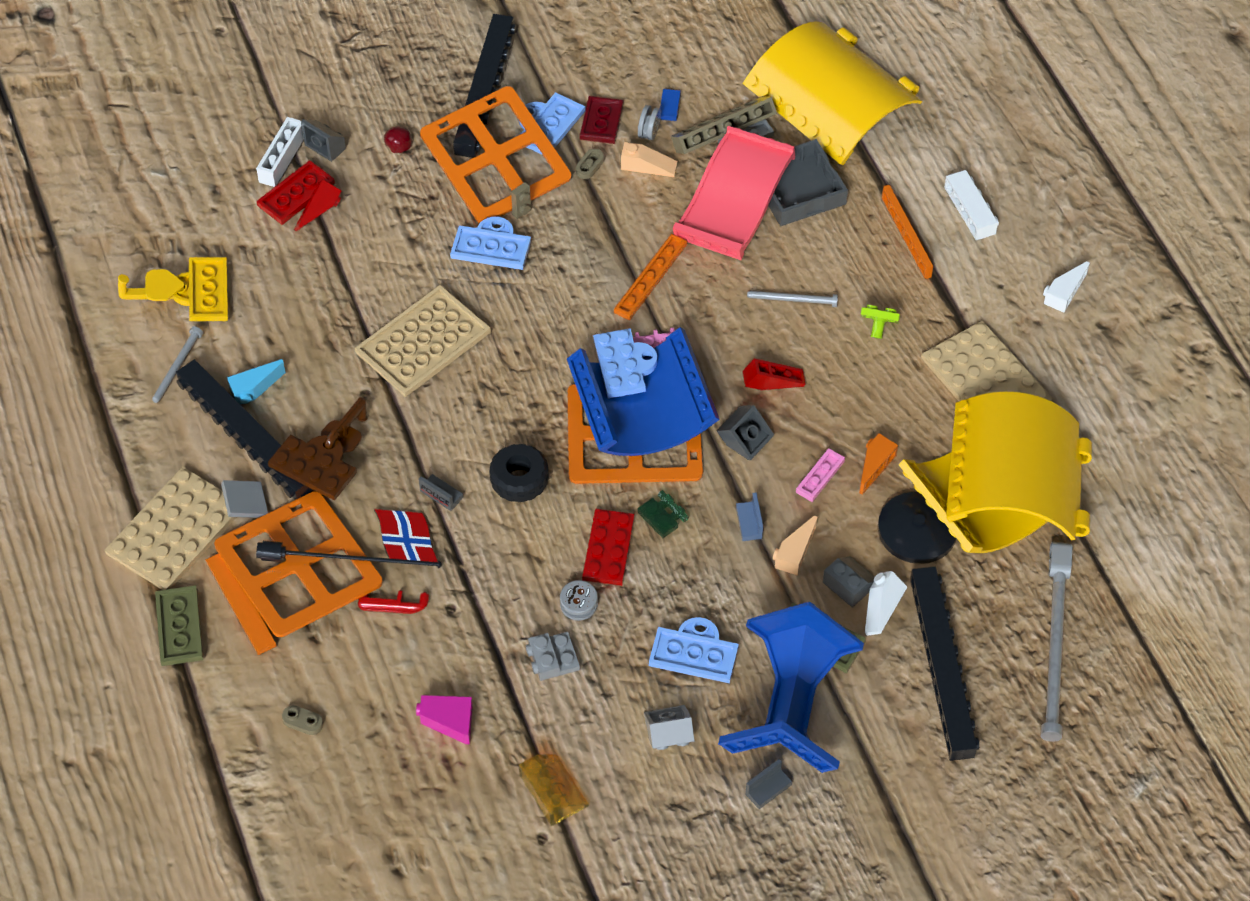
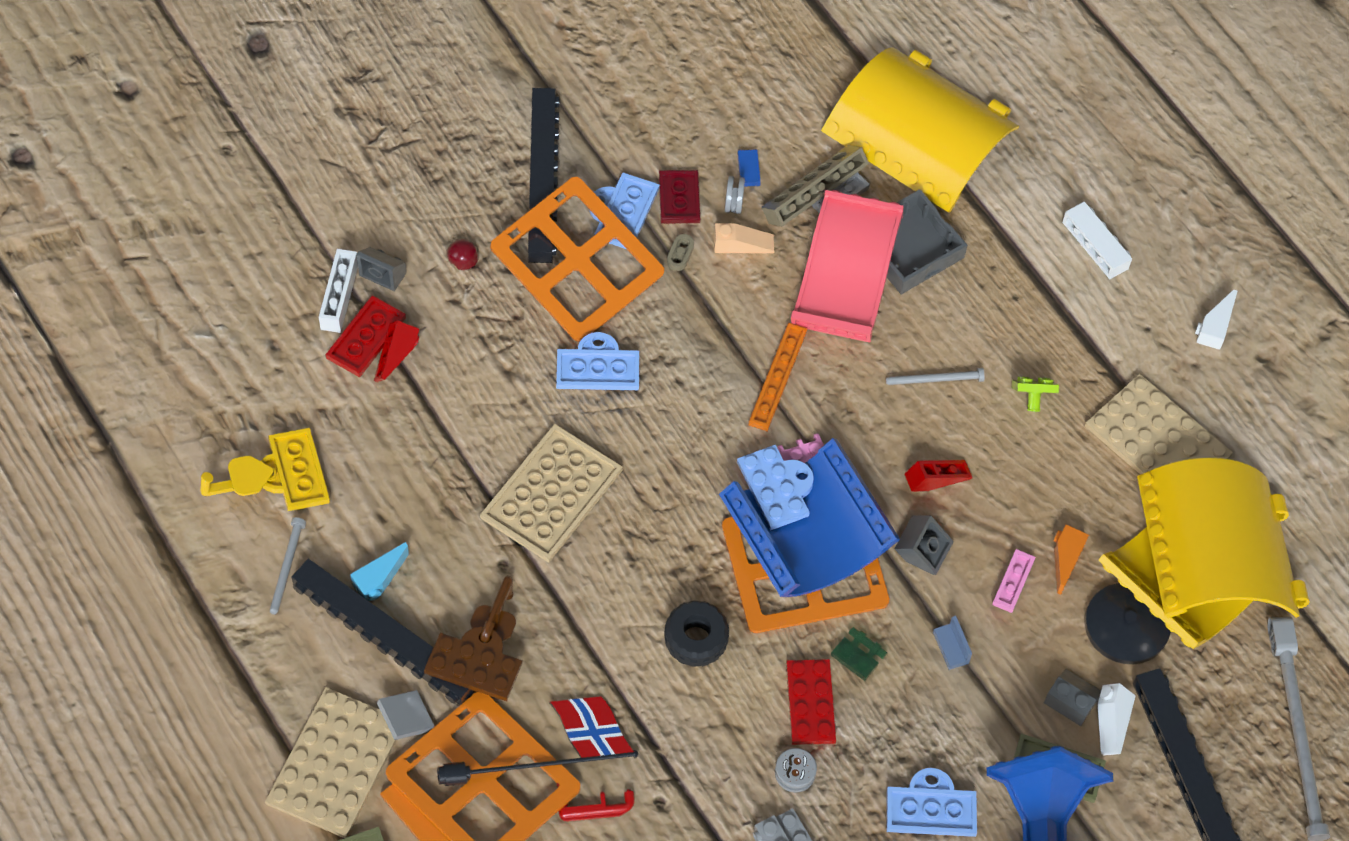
camera: 15 degrees left, 5 degrees up
(440, 492) = (616, 668): dark grey panel -> none
(521, 200) = (619, 310): dark tan plate -> none
(794, 548) = (1007, 673): light nougat slope -> none
(907, 232) = (1038, 282): orange tile -> none

